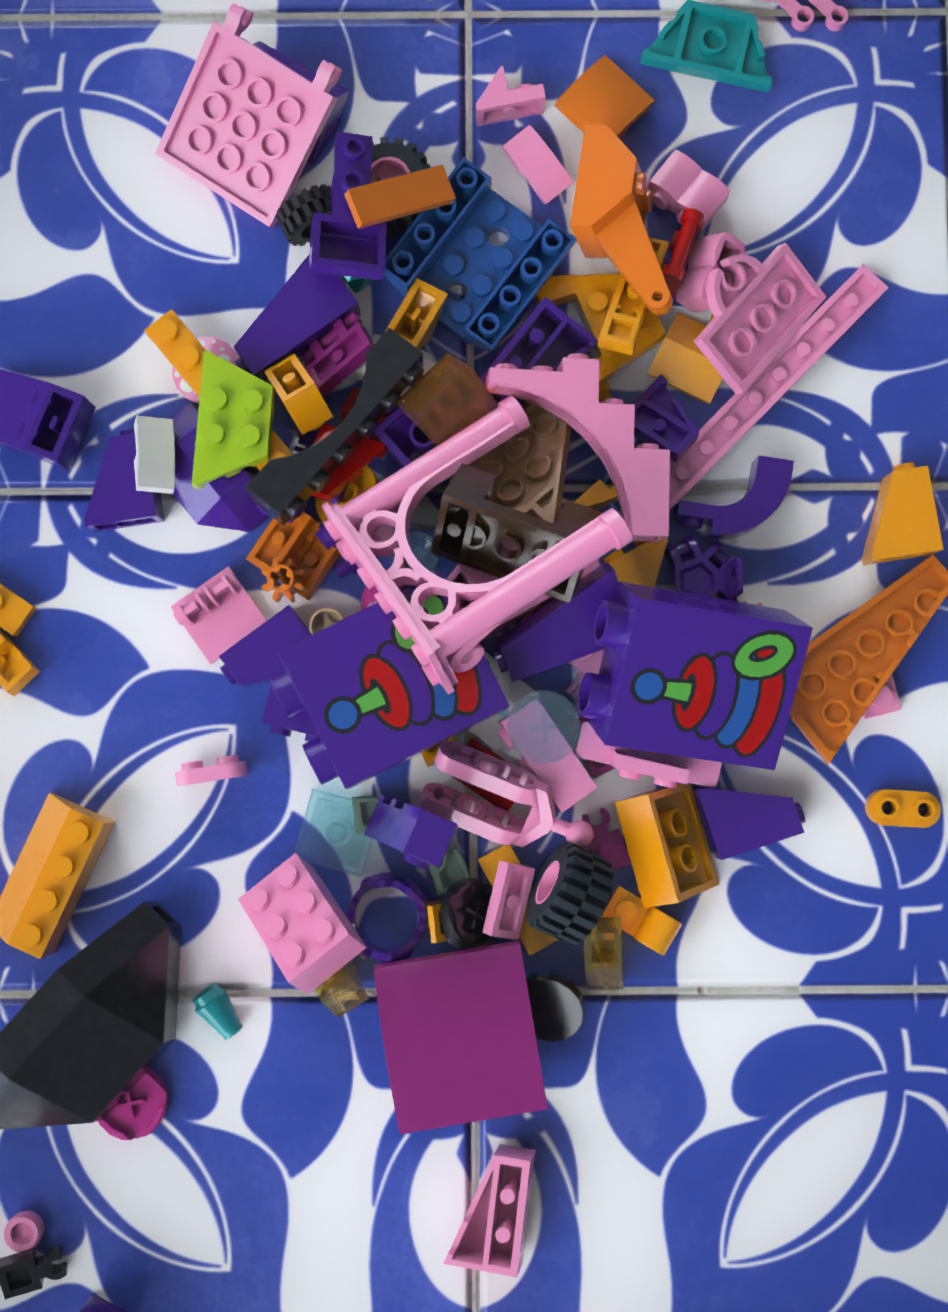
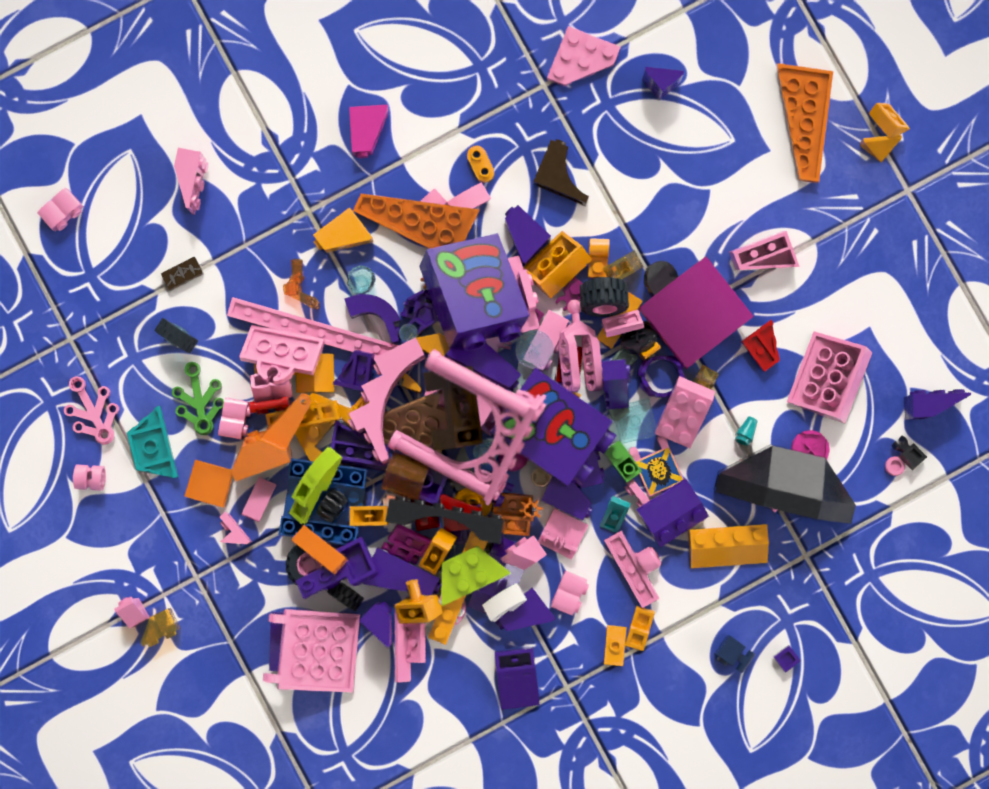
camera: 120 degrees left, 0 degrees up
(98, 702) = (635, 567): none -> bright pink plate
(117, 572) = (569, 592): none -> bright pink brick
(148, 811) = (672, 513): none -> dark purple slope
(183, 277) = (408, 648): none -> bright pink bracket
(202, 715) = (615, 514): none -> teal slope
(216, 532) = (524, 554): none -> bright pink slope
(225, 314) = (417, 607): none -> light orange brick
(229, 237) = (380, 622): none -> dark purple slope
(231, 1206) = (829, 376): none -> bright pink slope
(237, 827) = (658, 468): none -> flag
(277, 774) = (622, 461): none -> bright green slope
(344, 1118) = (763, 346): none -> red wing
(462, 262) = (332, 506): none -> black gear
(516, 246) = (313, 482): none -> lime slope
(682, 535) = (408, 332): none -> clear light blue plate
(744, 153) = (198, 401): none -> bright green plant
(808, 508) = (361, 280): none -> clear light blue hair
(822, 921) = (554, 176): none -> dark brown arch
(854, 394) = (293, 286): none -> clear orange pin
(854, 761) = (471, 198): none -> bright pink slope
(873, 161) = (176, 335): none -> black wheel
(895, 1202) = (661, 80): none -> dark purple slope

